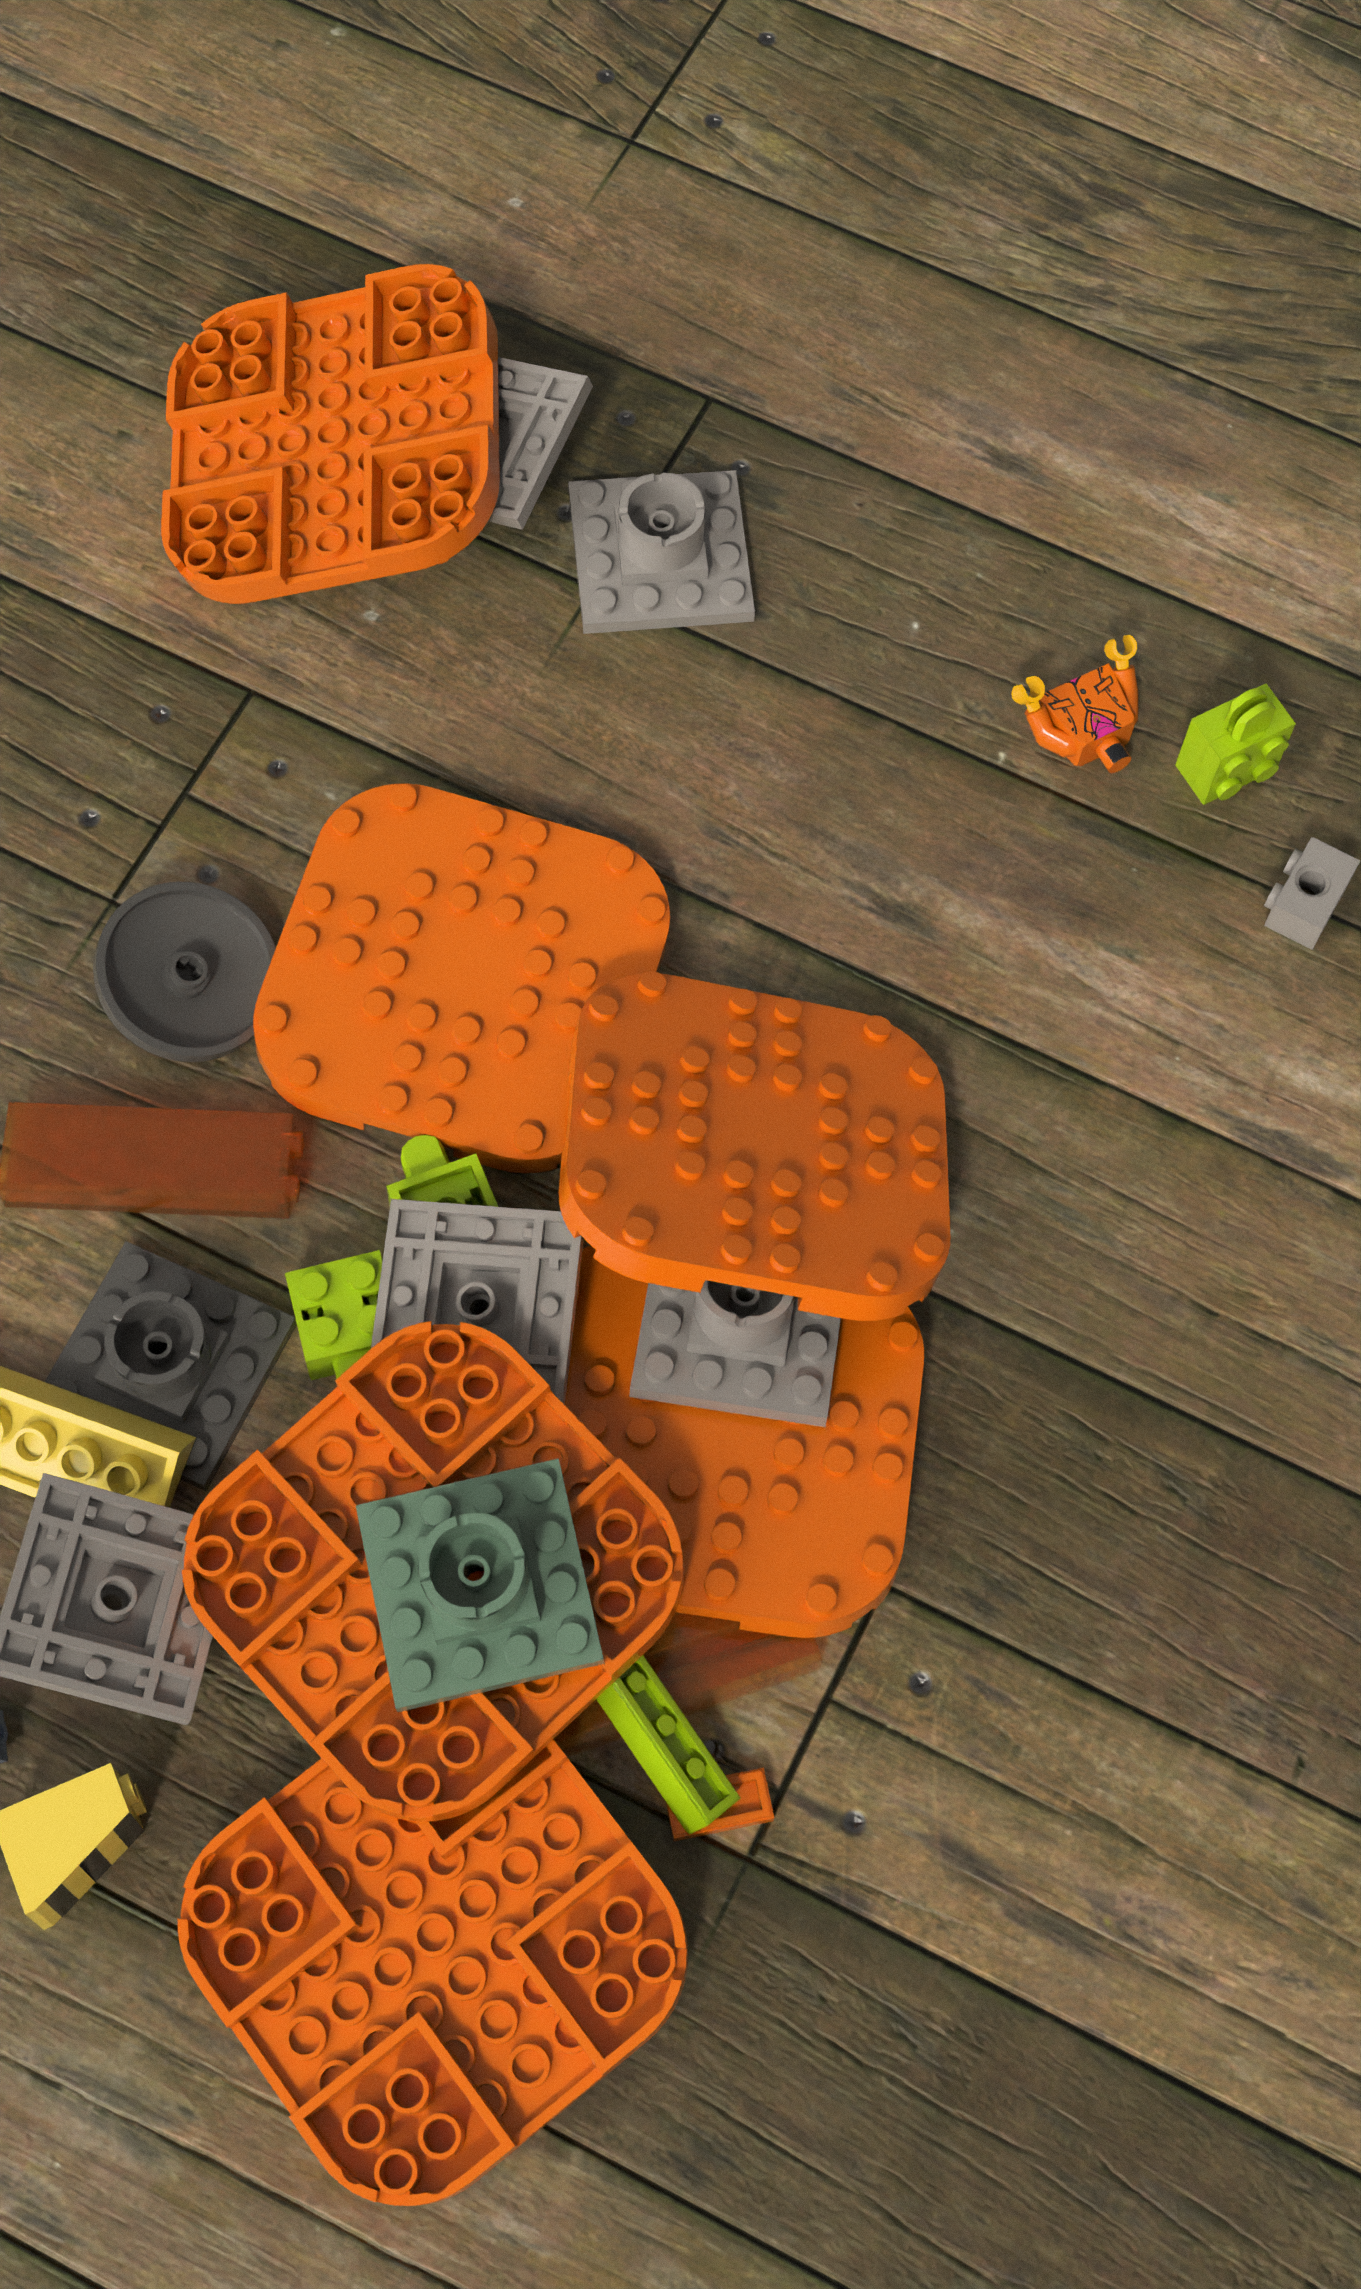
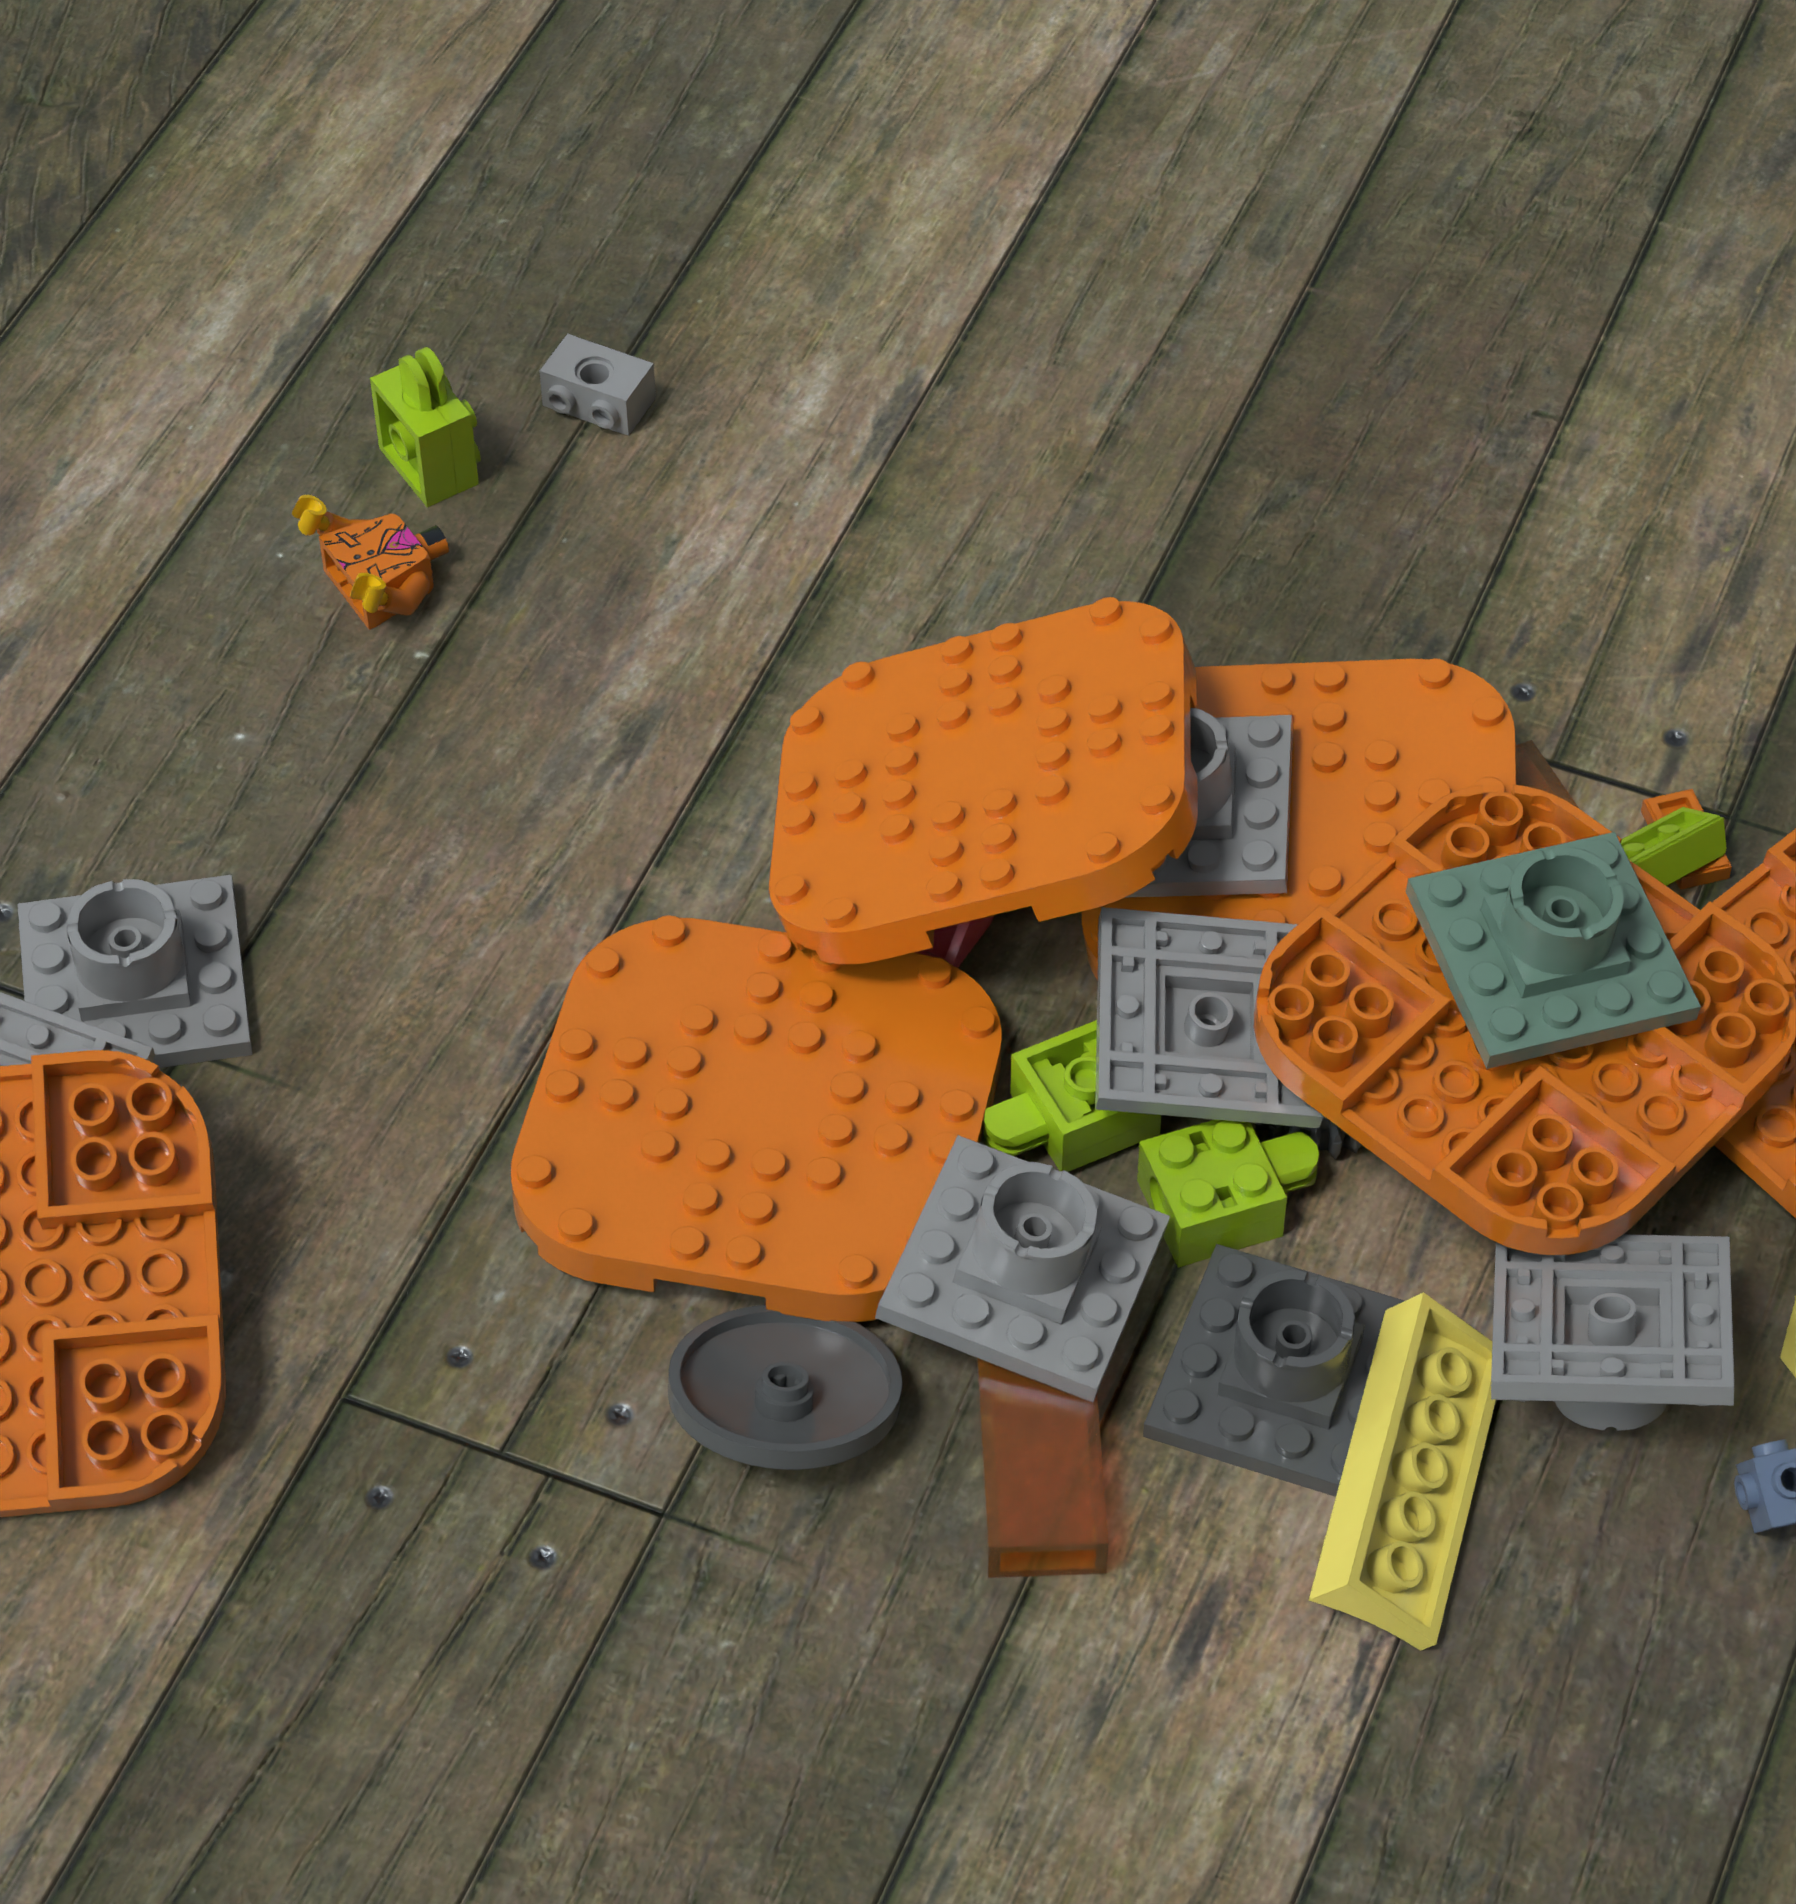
camera: 90 degrees left, 15 degrees down
(267, 1187) = (1023, 1267): none -> light grey piece

